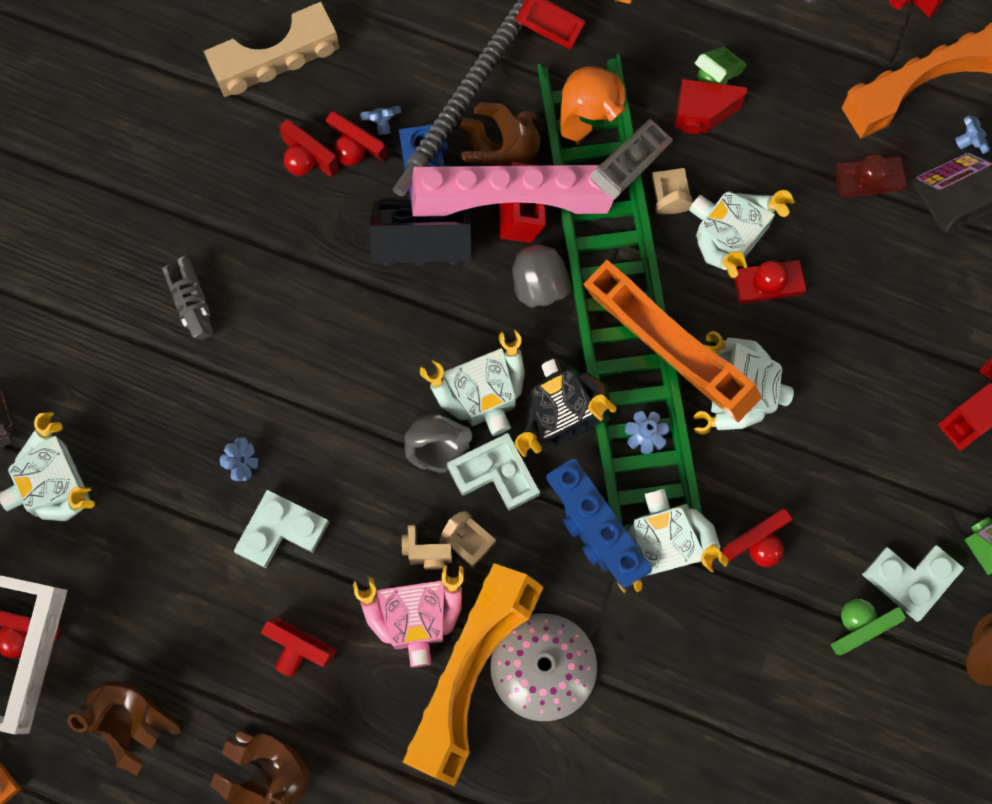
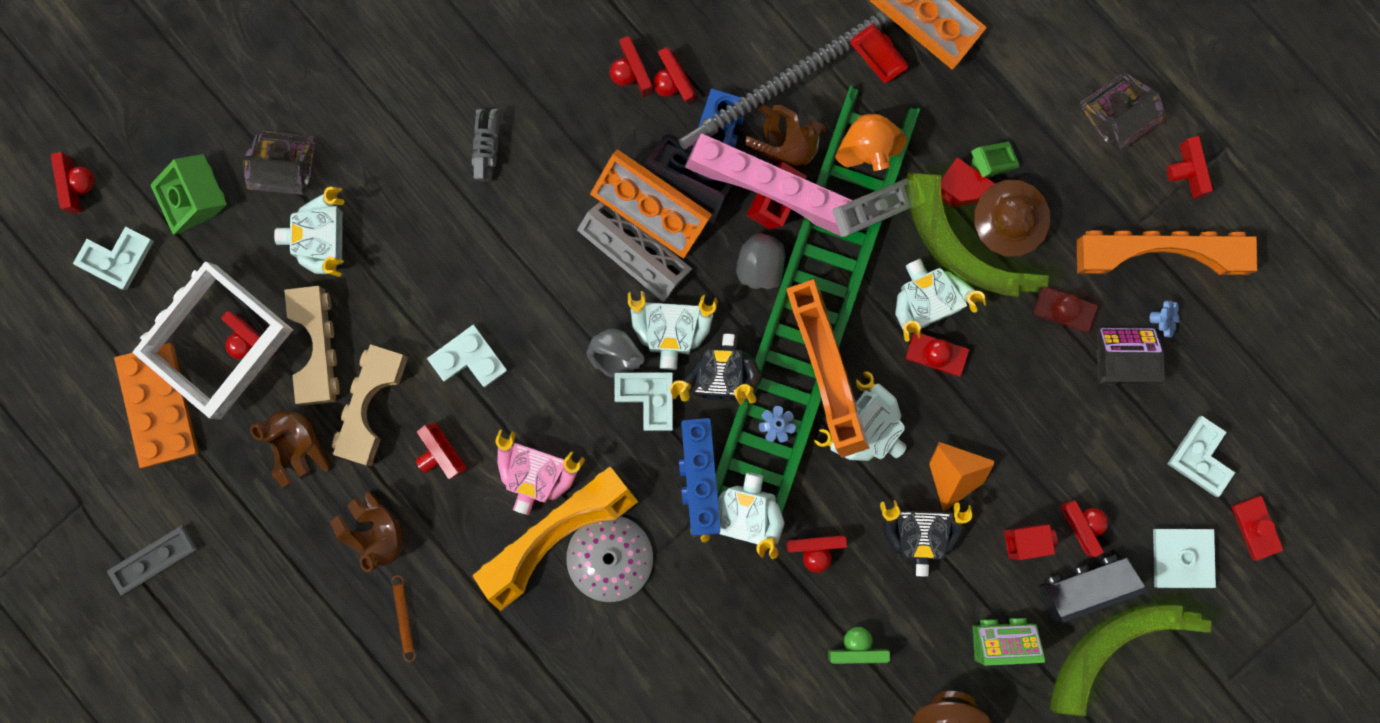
camera: 30 degrees right, 10 degrees up
(119, 637) = (316, 380): none -> tan arch
(187, 588) = (378, 371): none -> tan arch
(239, 459) = (463, 291): medium blue plant -> none
(381, 117) = (704, 67): medium blue plant -> none
(395, 270) = (650, 203): none -> orange piece
(399, 331) = (631, 252): none -> light grey fence
(431, 555) = (567, 436): tan bracket -> none
(467, 538) = (602, 435): tan tile -> none
(671, 192) = (901, 243): tan tile -> none
(723, 170) = (934, 229): none -> clear neon green arch
(769, 111) = (1012, 218): none -> reddish brown helmet
(858, 388) = (957, 473): none -> orange slope
(862, 466) = (923, 534): none -> black torso
(914, 588) = (916, 643): light aqua plate -> none

